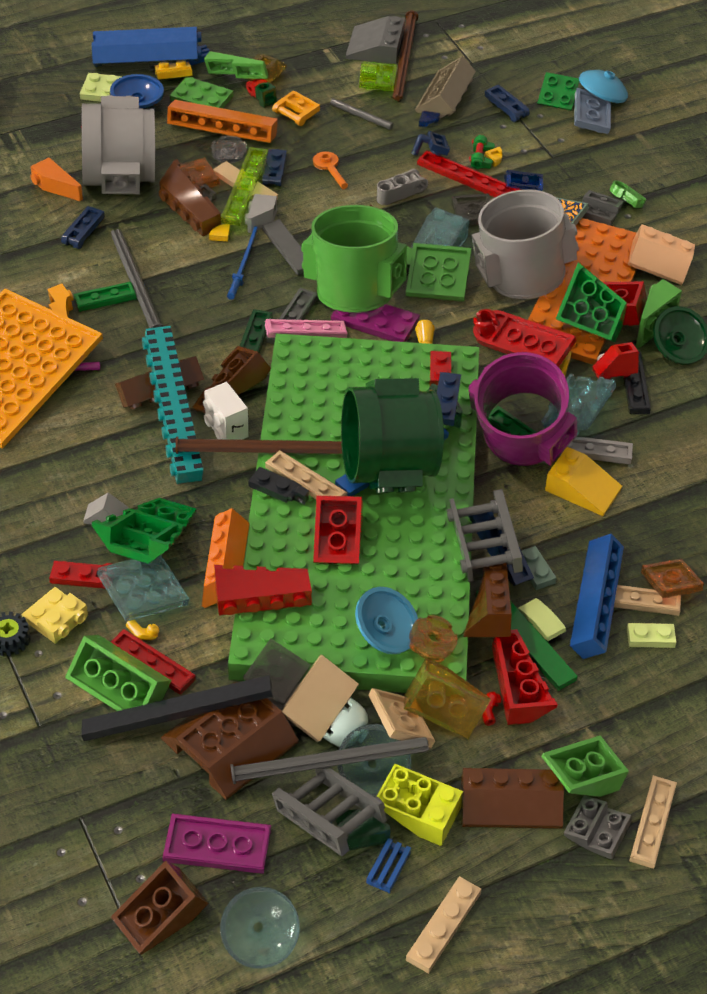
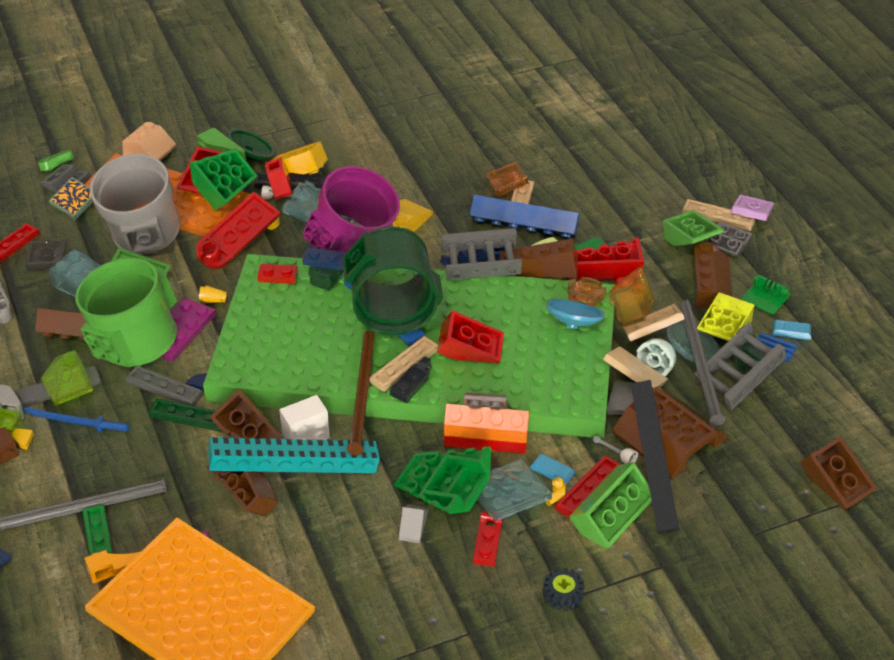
camera: 85 degrees left, 5 degrees down
(56, 614) = (538, 554): light yellow plate -> none
(178, 630) = (552, 468): none -> dark azure tile
(217, 843) = (769, 444): magenta tile -> none
(221, 671) = (627, 455): none -> hinge
(237, 539) = (493, 401): none -> flat silver slope
(260, 589) = (540, 389): red wedge -> none
(279, 929) = (849, 410): clear light blue dish -> none
(282, 666) = (615, 387): clear smoke plate -> none
(286, 246) = (66, 378): none -> clear neon green slope
(306, 327) = (189, 372): bright pink tile -> none
(424, 890) = (791, 329): none -> dark azure tile
(443, 924) = (819, 321): tan plate -> none
(486, 862) = (766, 295): none -> green hinge
(523, 180) = (16, 219): clear blue slope -> none
(651, 635) = (555, 197): yellowish green plate -> none
(663, 381) = (304, 159): none -> yellow slope
(670, 860) = (752, 207): none -> lavender tile

